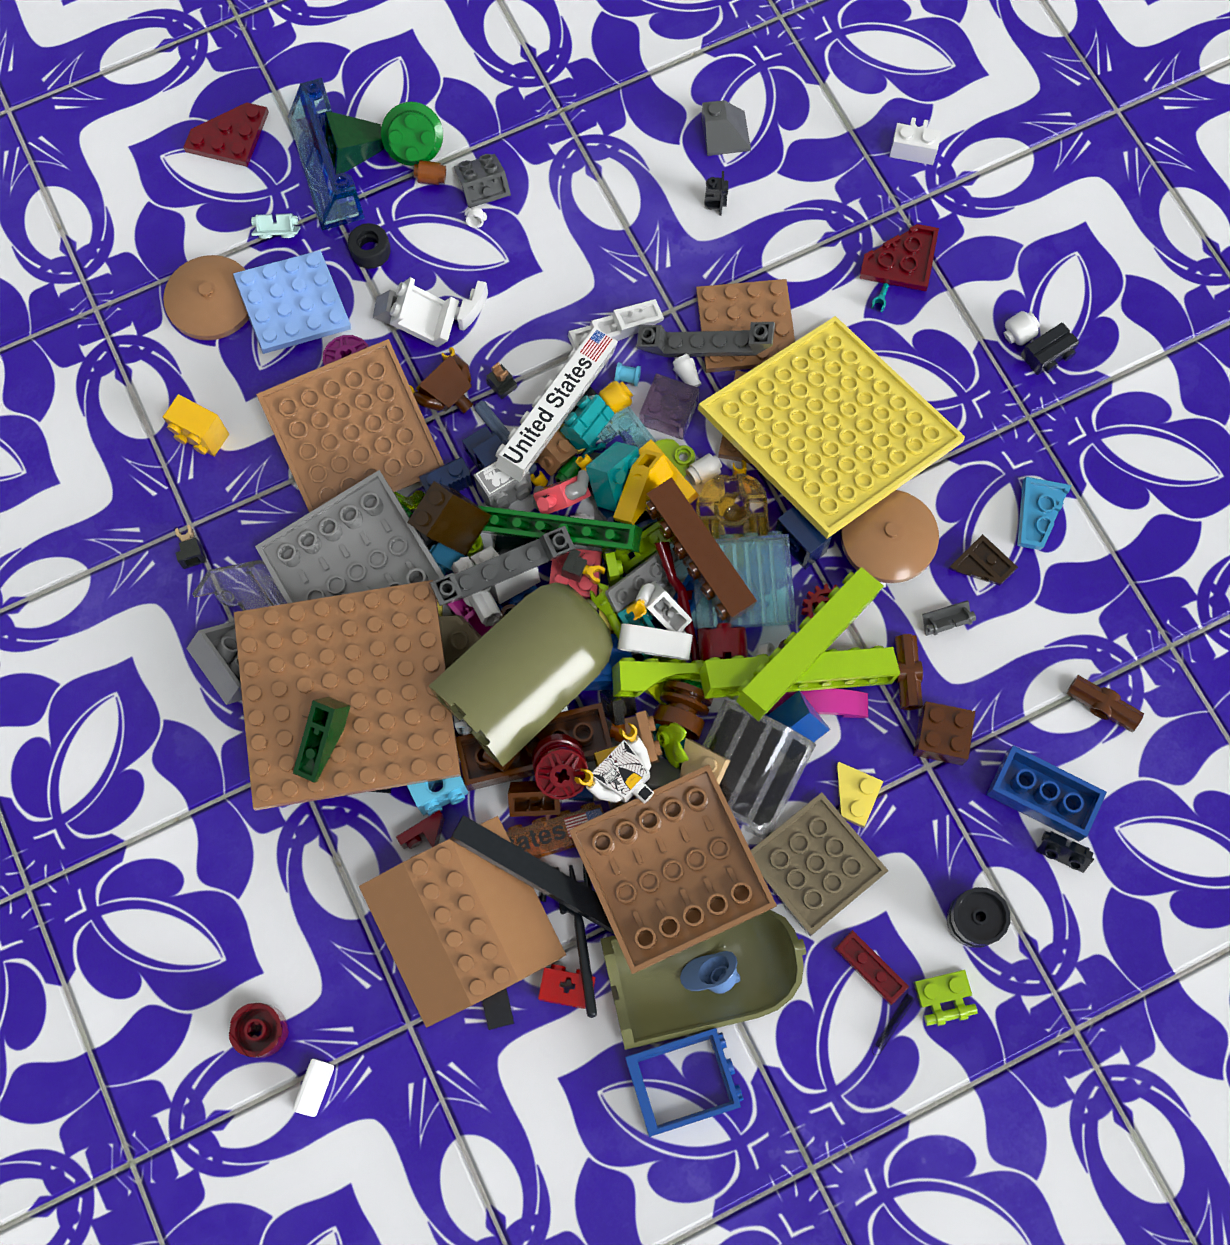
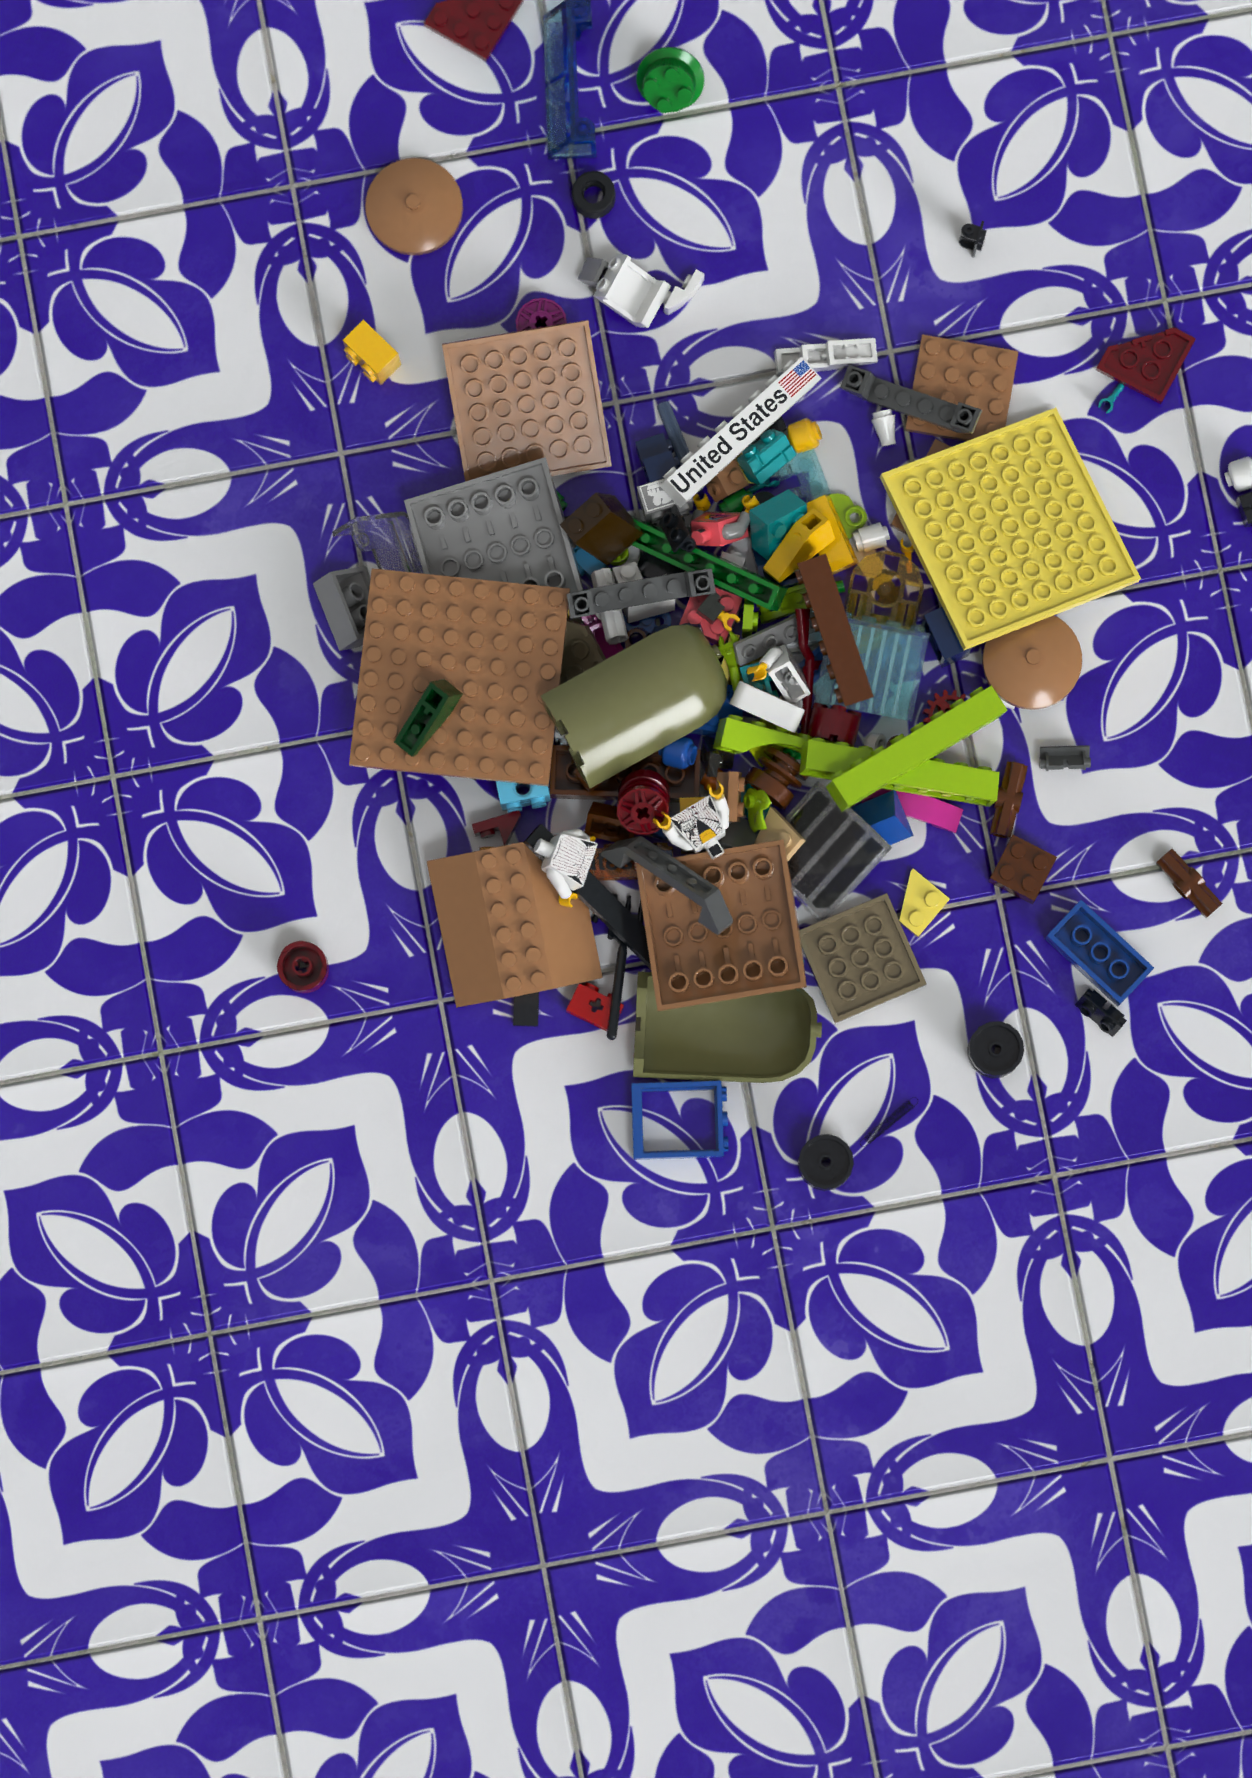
camera: 20 degrees right, 10 degrees up
(191, 549) = (337, 481): pearl dark grey piece -> none
(266, 228) = (490, 145): light aqua hinge -> none
(291, 301) = (498, 237): light blue plate -> none
(313, 1088) = (340, 1032): white slope -> none
(351, 140) = (603, 67): dark green slope -> none
(411, 501) = (568, 490): clear neon green arm -> none
(430, 172) = (678, 126): dark orange brick -> none
(446, 385) = (634, 375): reddish brown torso -> none
(453, 474) = (608, 478): dark blue brick -> none
(475, 217) = (713, 190): white plate -> none
(482, 180) = (731, 148): dark grey bracket -> none
(499, 846) = (567, 861): none -> white torso
(501, 380) = (691, 385): pearl dark grey piece -> none
(522, 502) = (676, 531): none -> black hinge
(582, 710) = (679, 753): none -> blue head
(628, 374) = (823, 413): medium azure bush -> none
(662, 855) = (714, 910): none -> dark grey slope
(669, 406) = (855, 460): clear purple brick -> none
(711, 972) = (732, 1030): medium blue piece -> none
(724, 128) = (1007, 159): dark grey slope -> none
(862, 1082) = (823, 1177): none -> black wheel
(871, 967) = (883, 1067): dark red tile -> none
(915, 143) = (1204, 233): white brick -> none
(944, 989) = (943, 1105): lime plate -> none
(985, 562) = (1120, 711): dark brown wing -> none
(1039, 508) = (1194, 672): dark azure wing -> none

